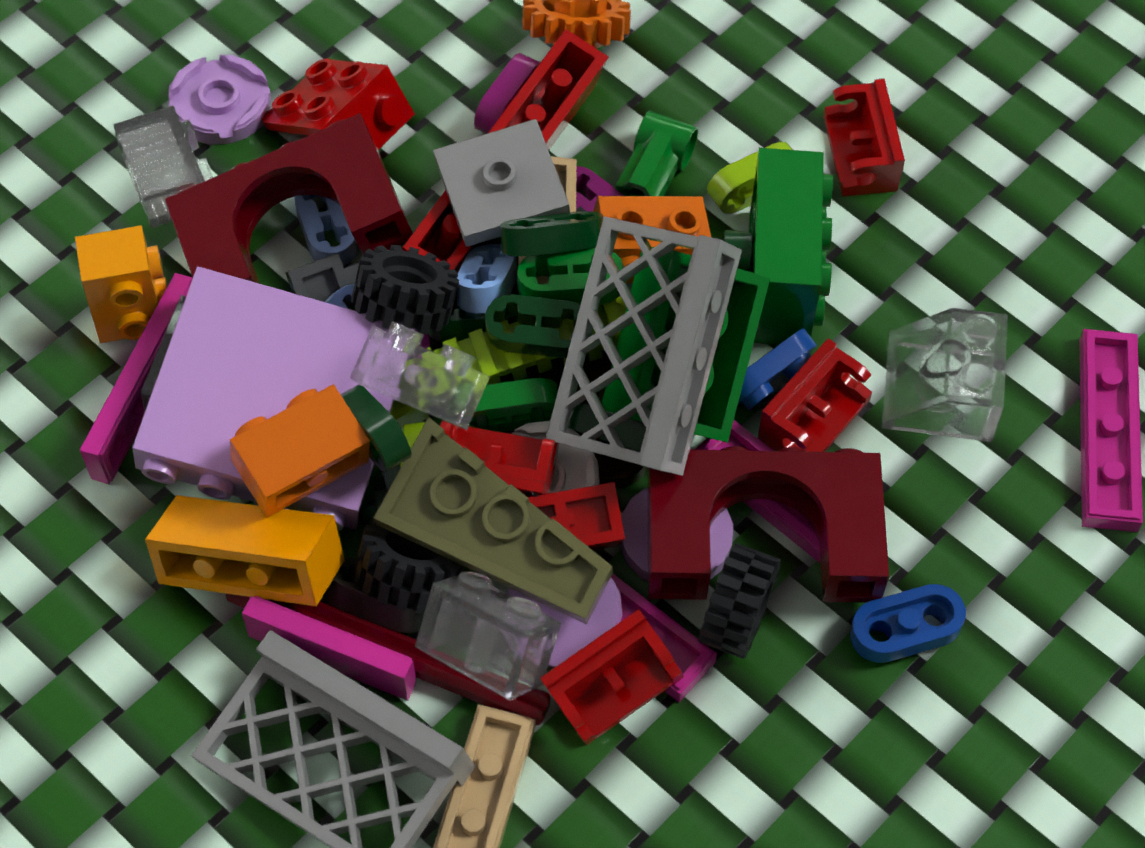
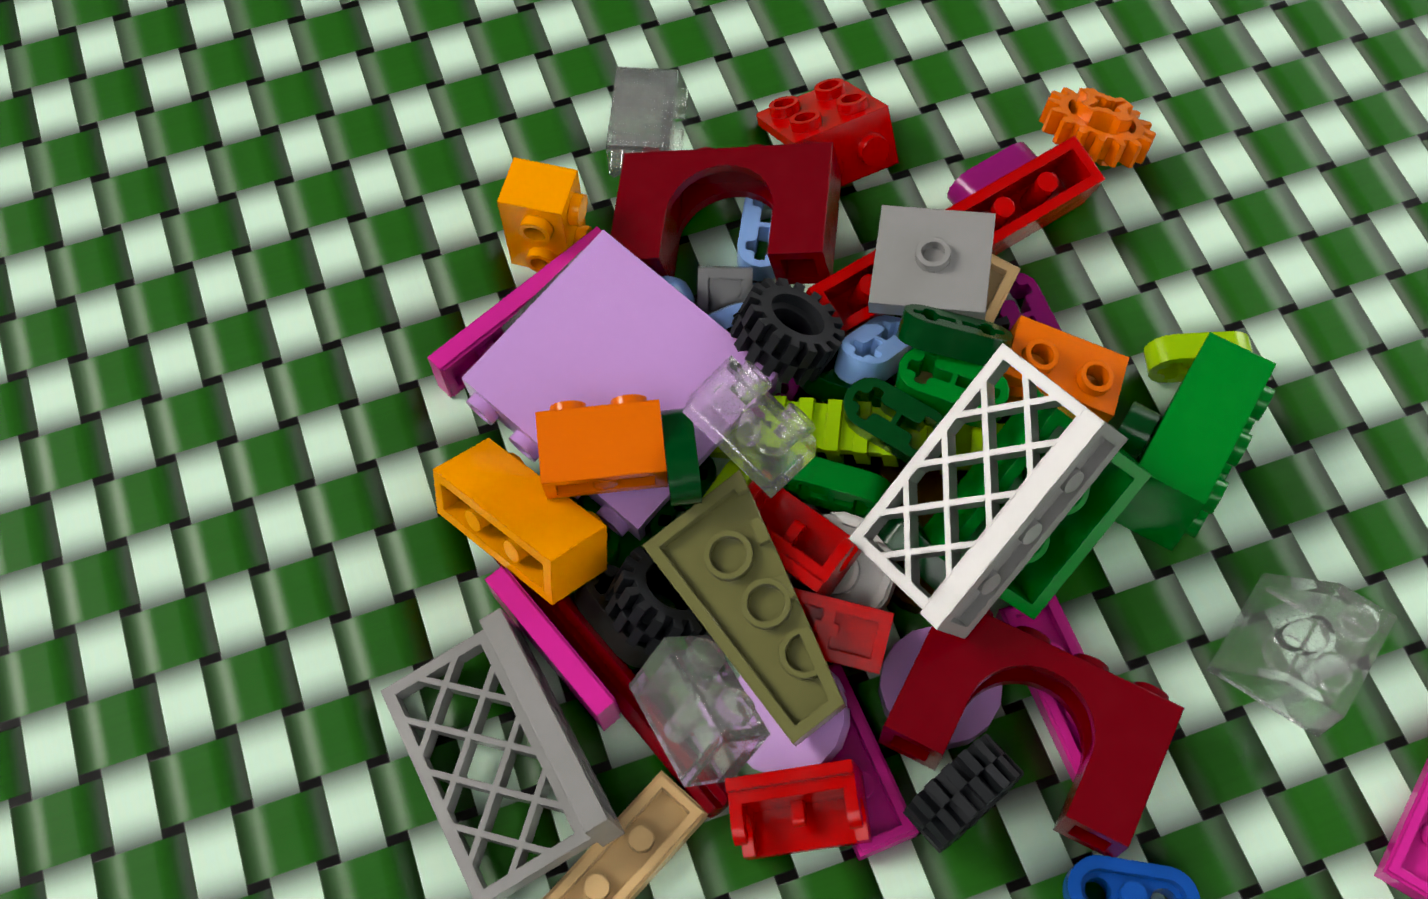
camera: 30 degrees right, 5 degrees up
(221, 98) = (729, 80): lavender tile -> none
(658, 152) = (1115, 291): green piece -> none
(783, 359) = (1142, 558): blue plate -> none
(816, 402) = (1147, 618): red hinge -> none
(864, 140) = (1332, 363): red hinge -> none

